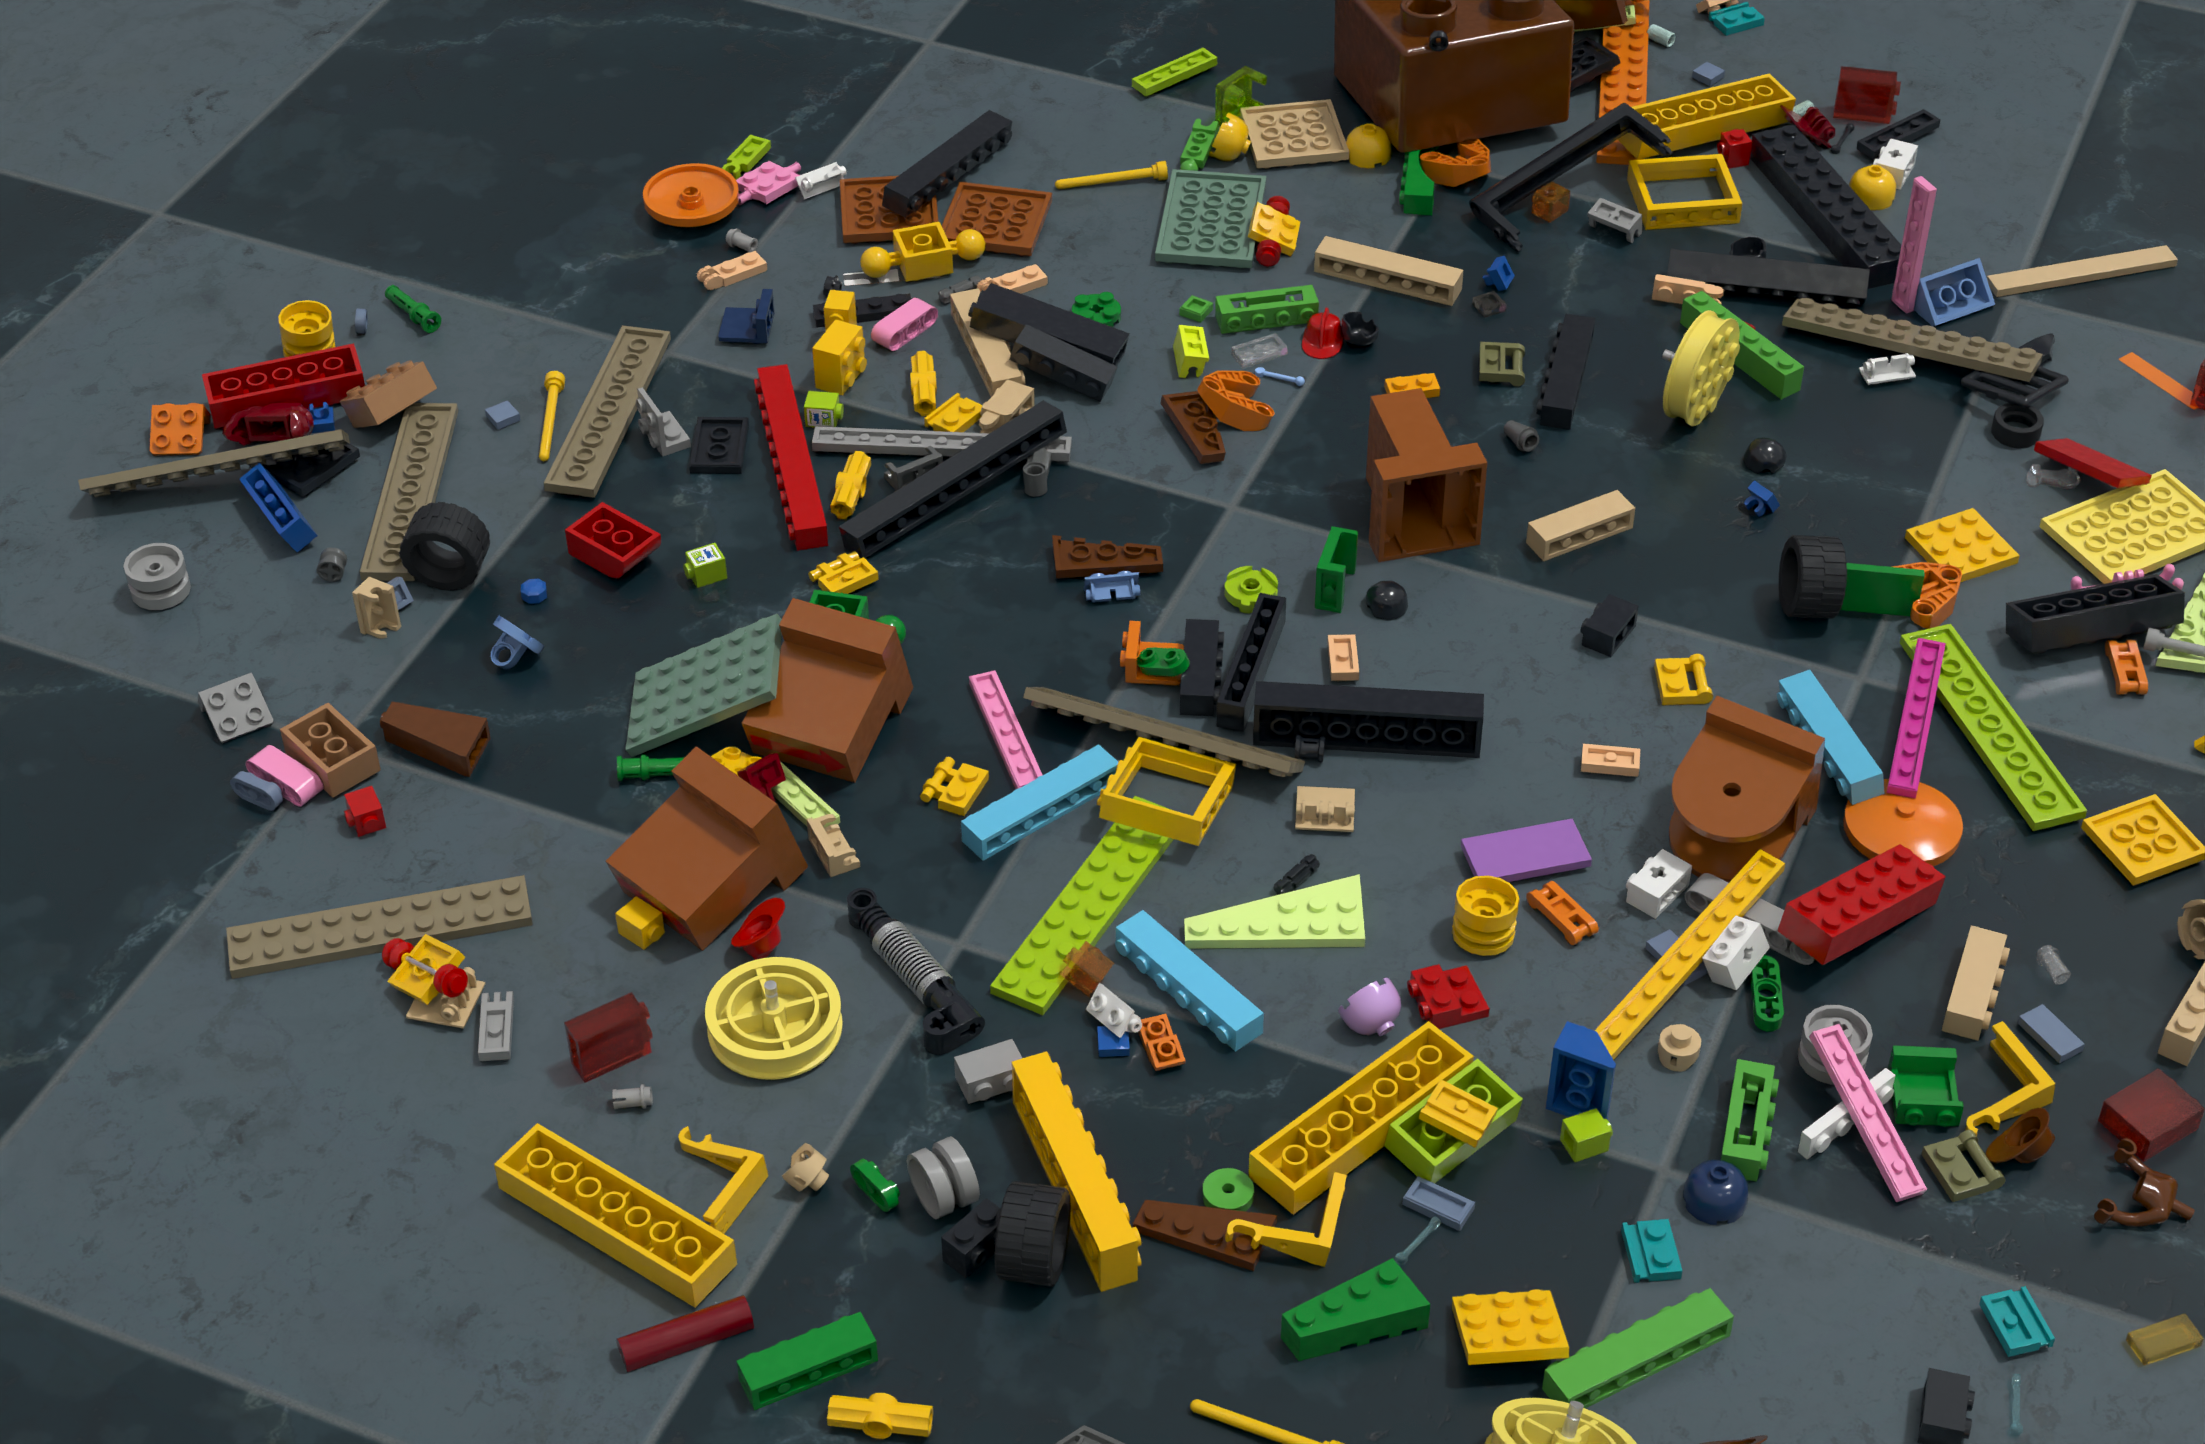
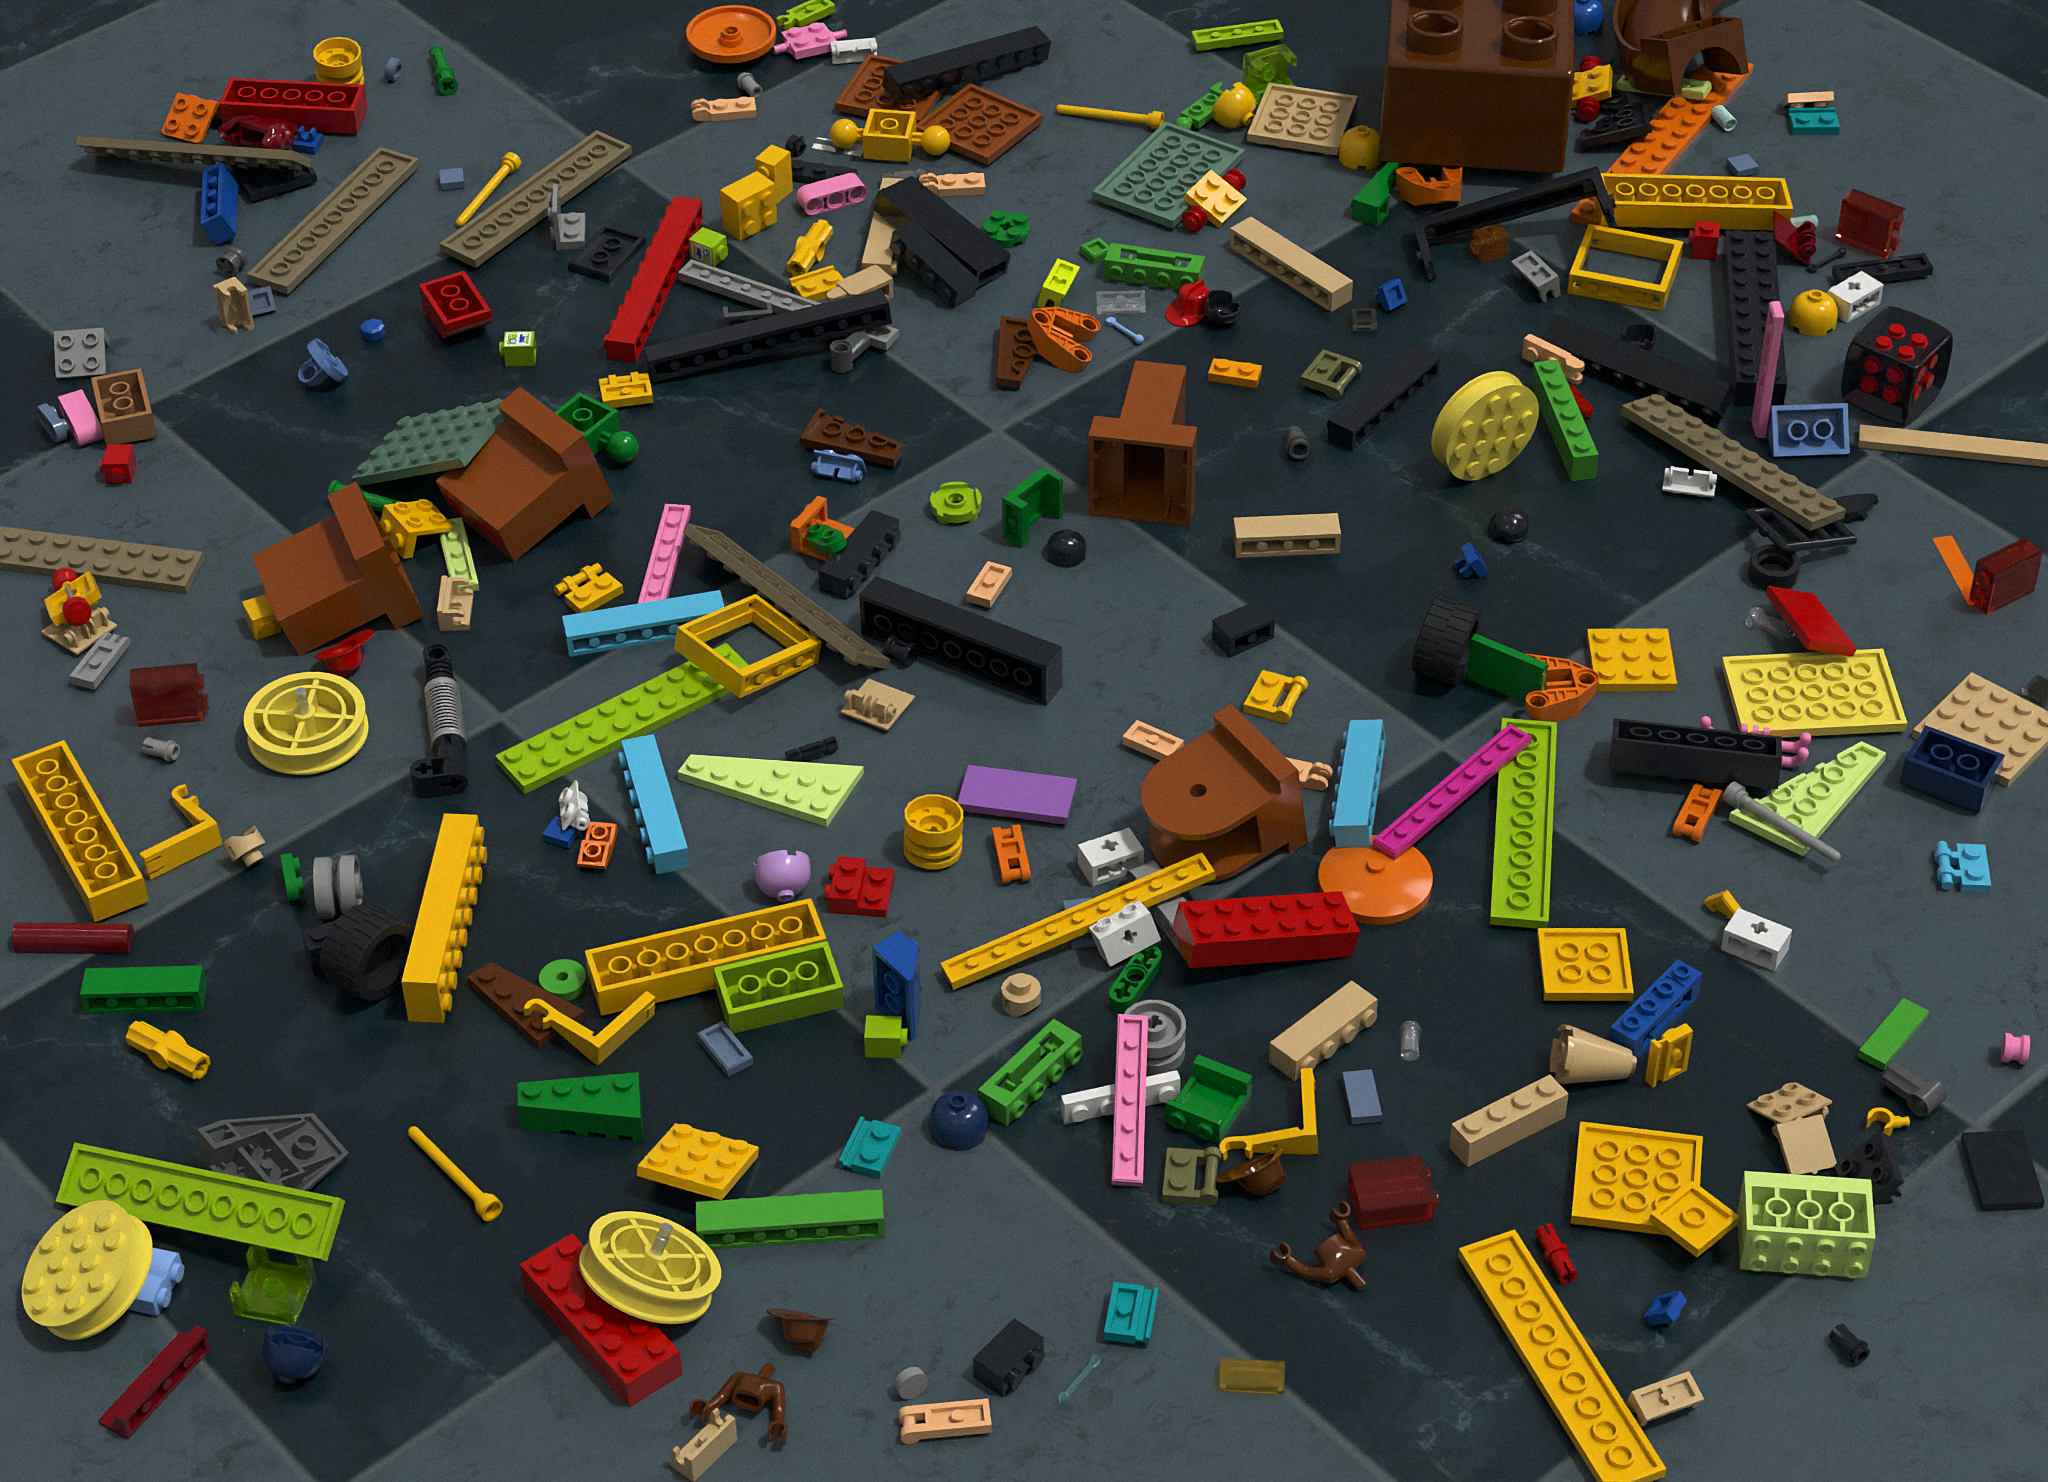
camera: 25 degrees right, 0 degrees up
(157, 576) = (91, 231): light grey wheel -> none
(387, 393) = (365, 133): medium nougat brick -> none
(437, 735) = (216, 422): reddish brown slope -> none
(452, 527) = (315, 270): black tyre -> none
(749, 324) = (703, 157): dark blue bracket -> none
(764, 774) = (419, 536): dark red plate -> none
(850, 485) = (686, 316): yellow piece -> none
(986, 1070) = (428, 815): light grey brick -> none
(1086, 967) = (577, 764): clear orange brick -> none
(1251, 661) = (907, 556): black brick -> none
(1402, 1257) = (707, 1063): clear light blue hinge -> none
(1441, 45) = (1420, 57): black hinge -> none
(1458, 1113) = (772, 977): yellow plate -> none
(1993, 212) = (1896, 365): none -> black piece

